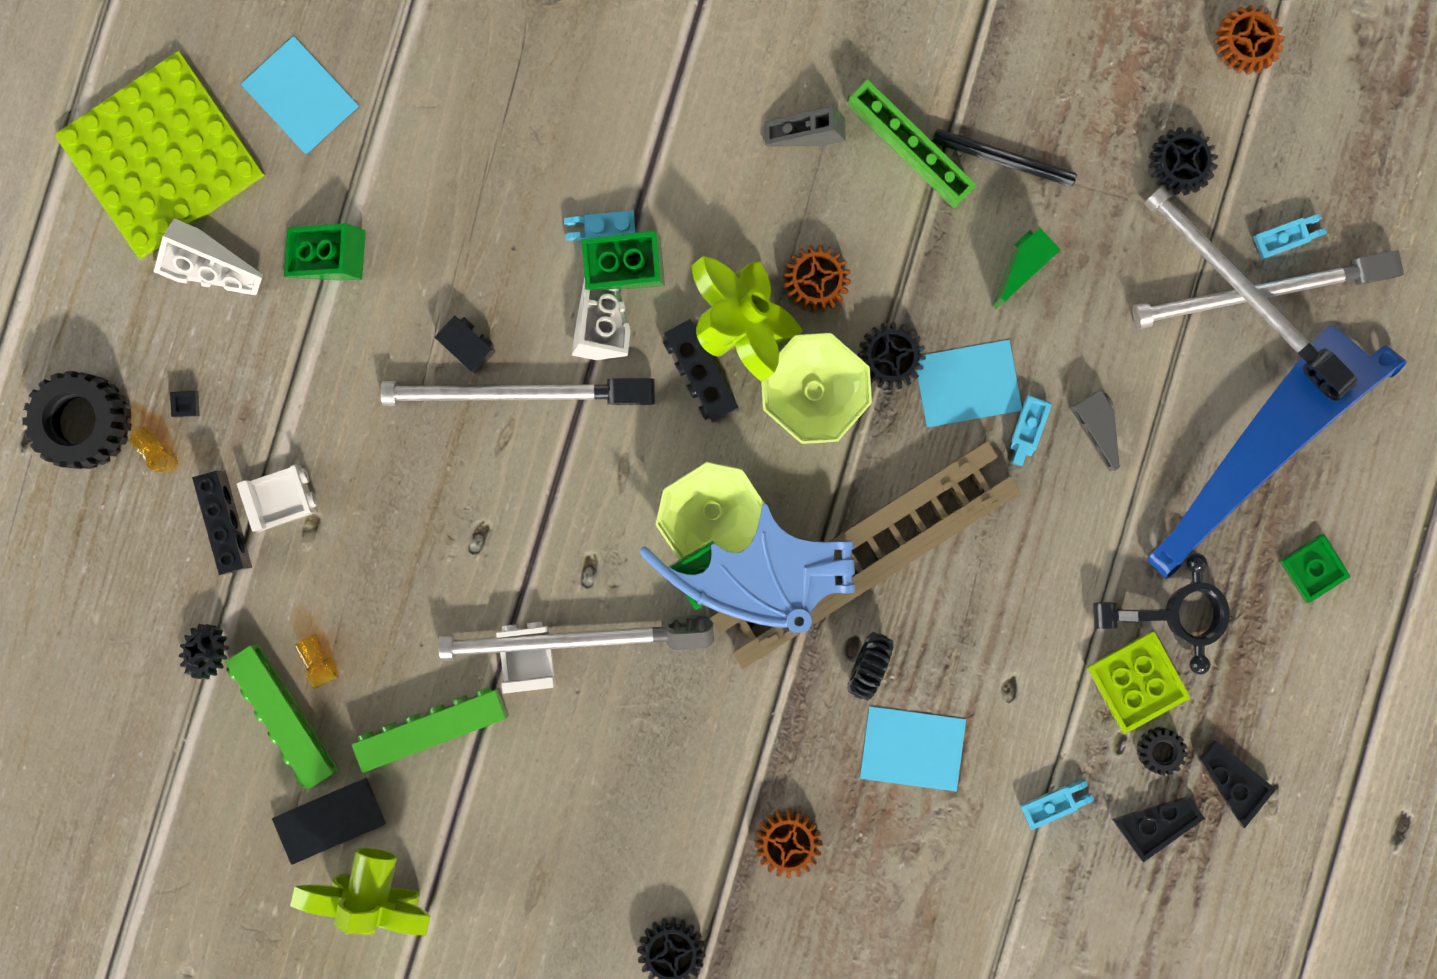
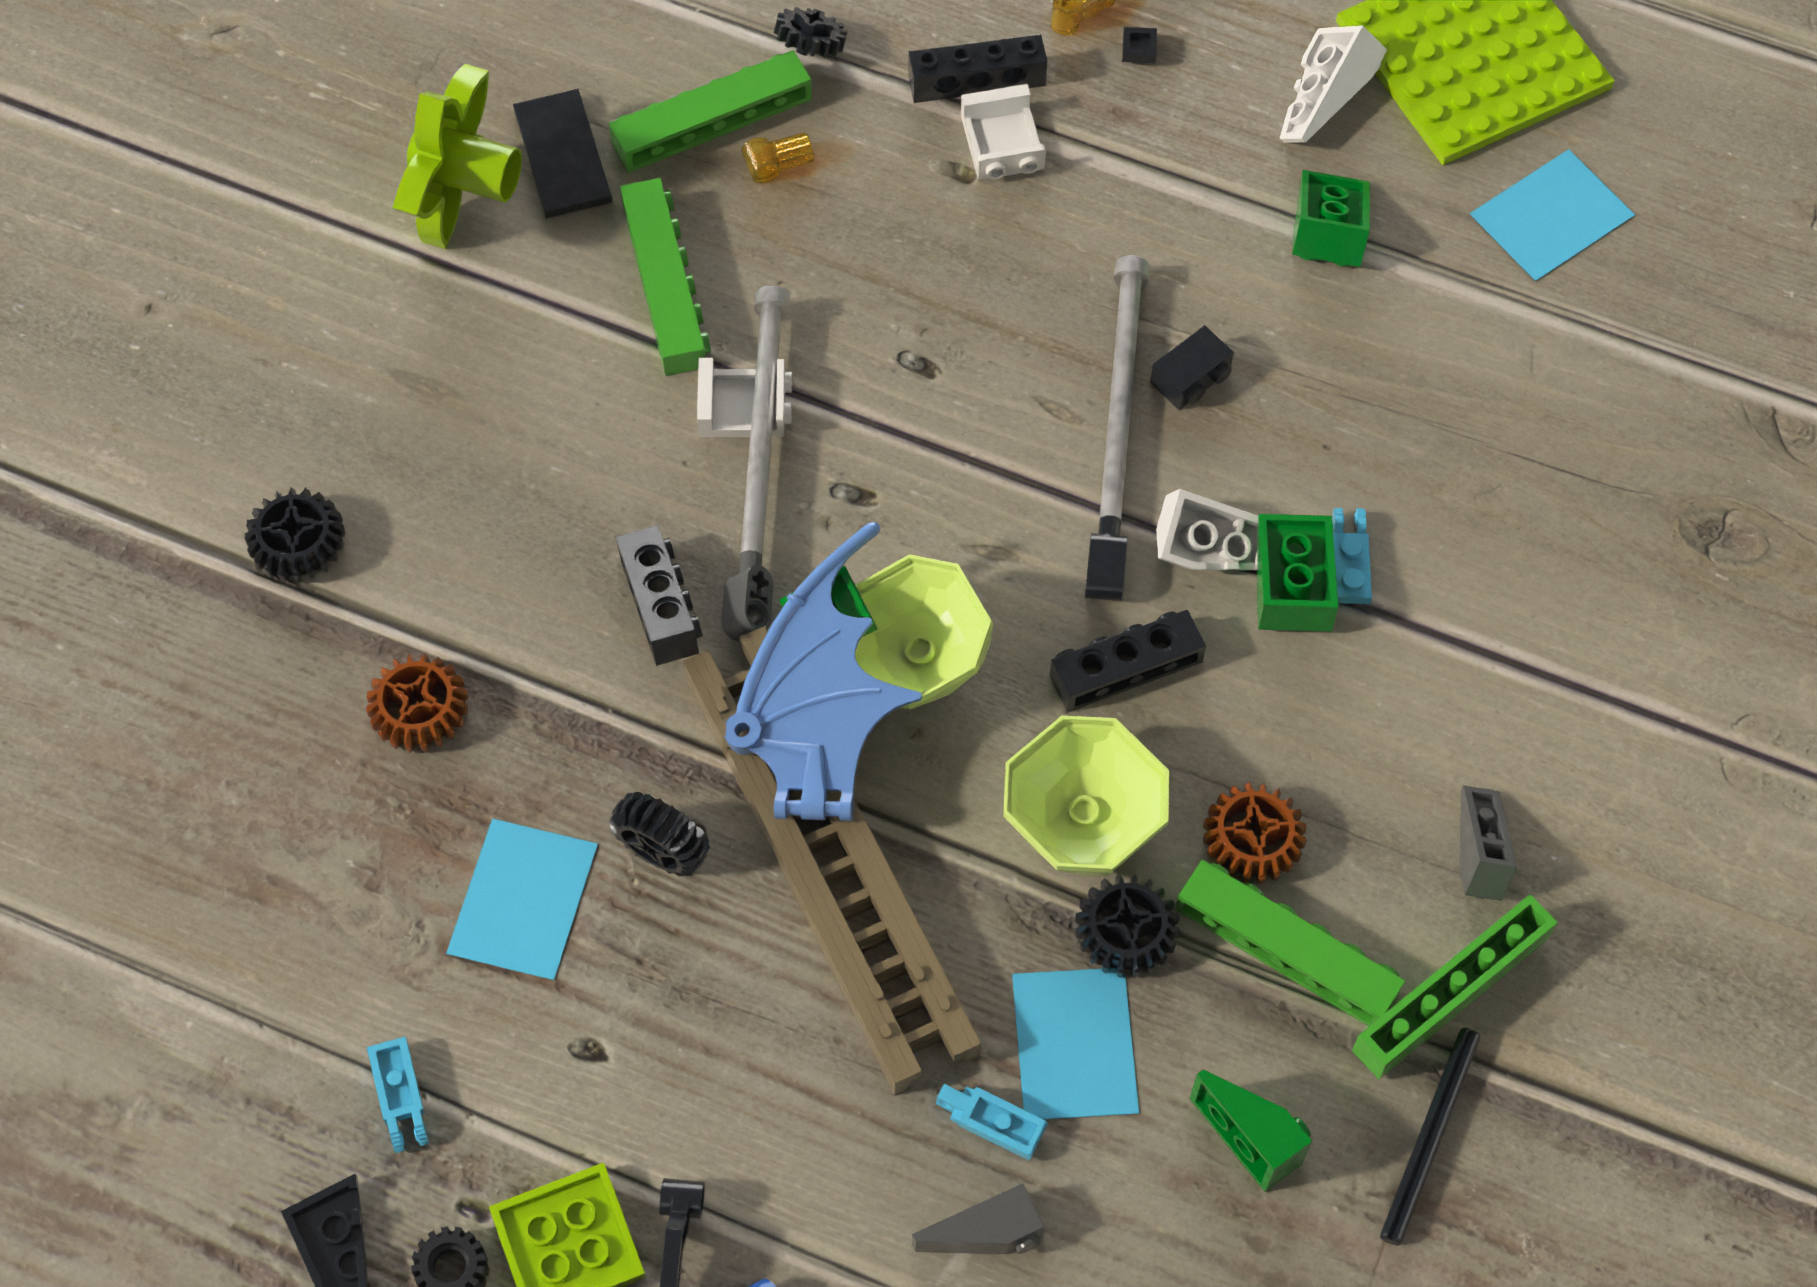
camera: 100 degrees right, 25 degrees down
(661, 713) = (658, 595): none -> brick
(742, 315) = (1206, 701): lime plant -> none
(891, 252) = (1289, 943): none -> bright green brick

